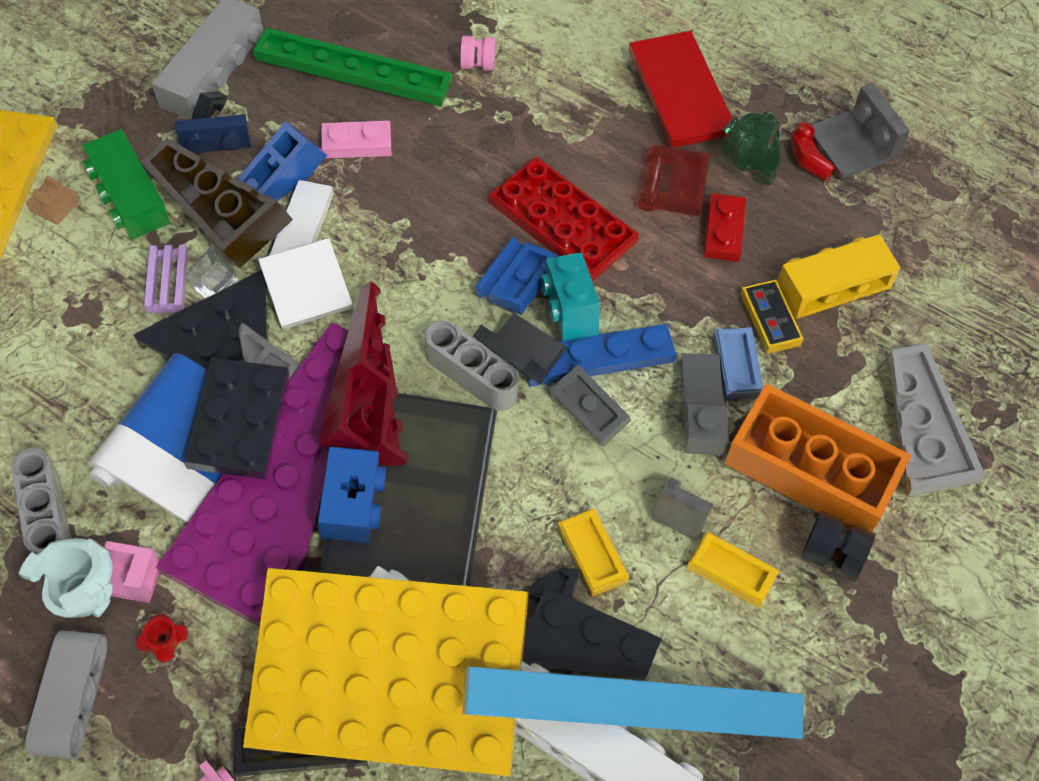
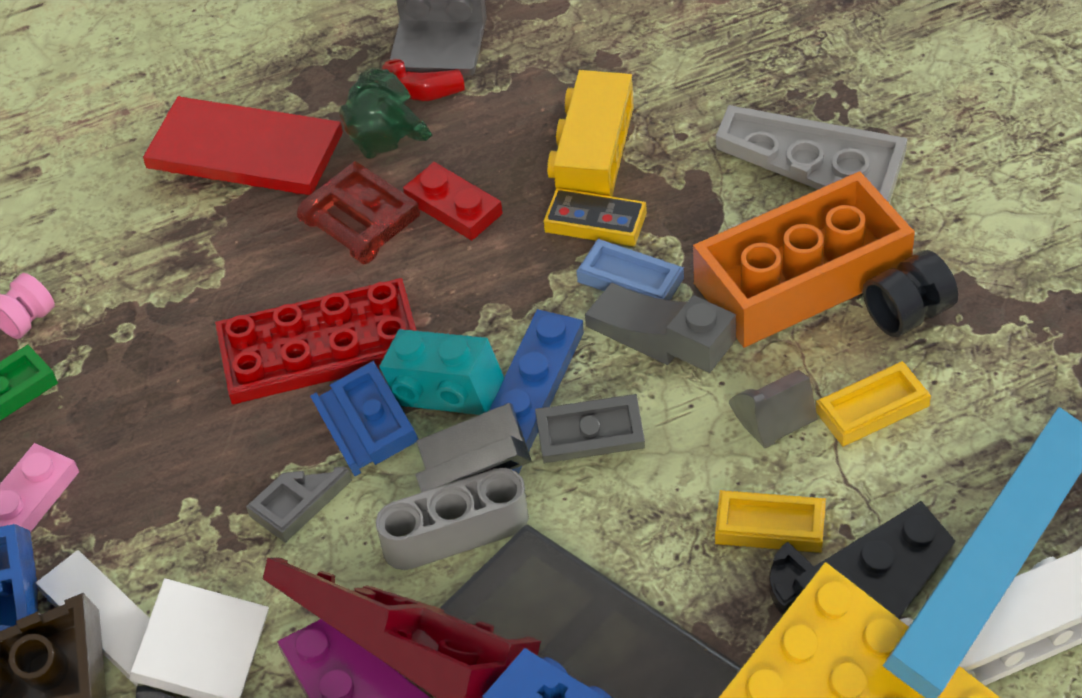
camera: 50 degrees left, 10 degrees down
(438, 274) = (295, 500): none -> flat silver tile

